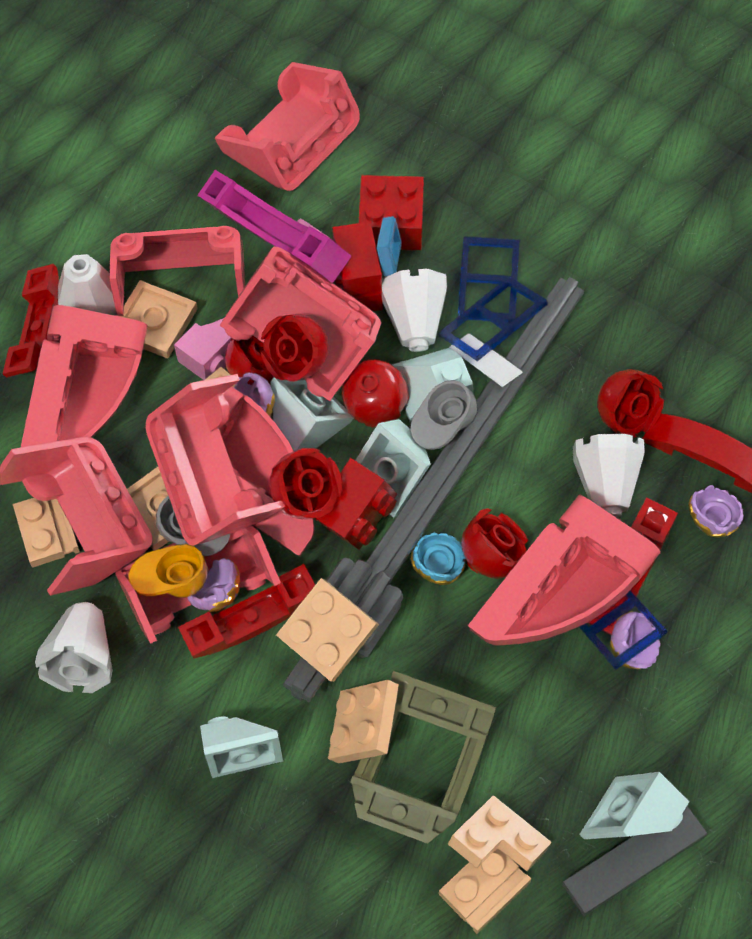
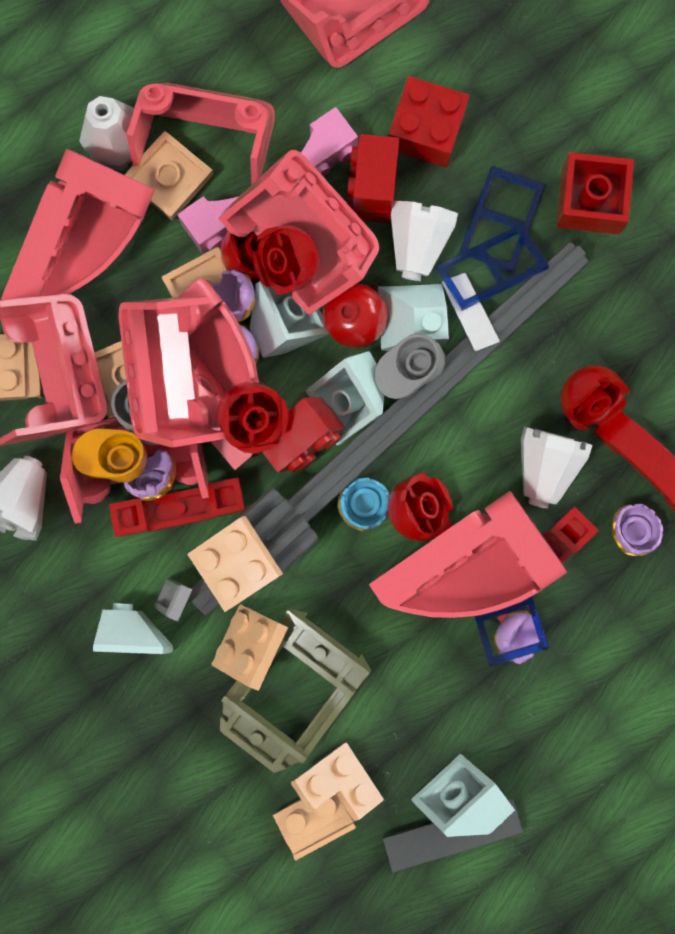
camera: 15 degrees right, 20 degrees up
(42, 294) = (68, 116): red slope -> none
(270, 695) = (172, 599): none -> light grey tile
(273, 226) = (326, 148): dark pink arch -> none
(389, 245) = (411, 167): dark azure tile -> none
(569, 231) = (595, 193): none -> red brick

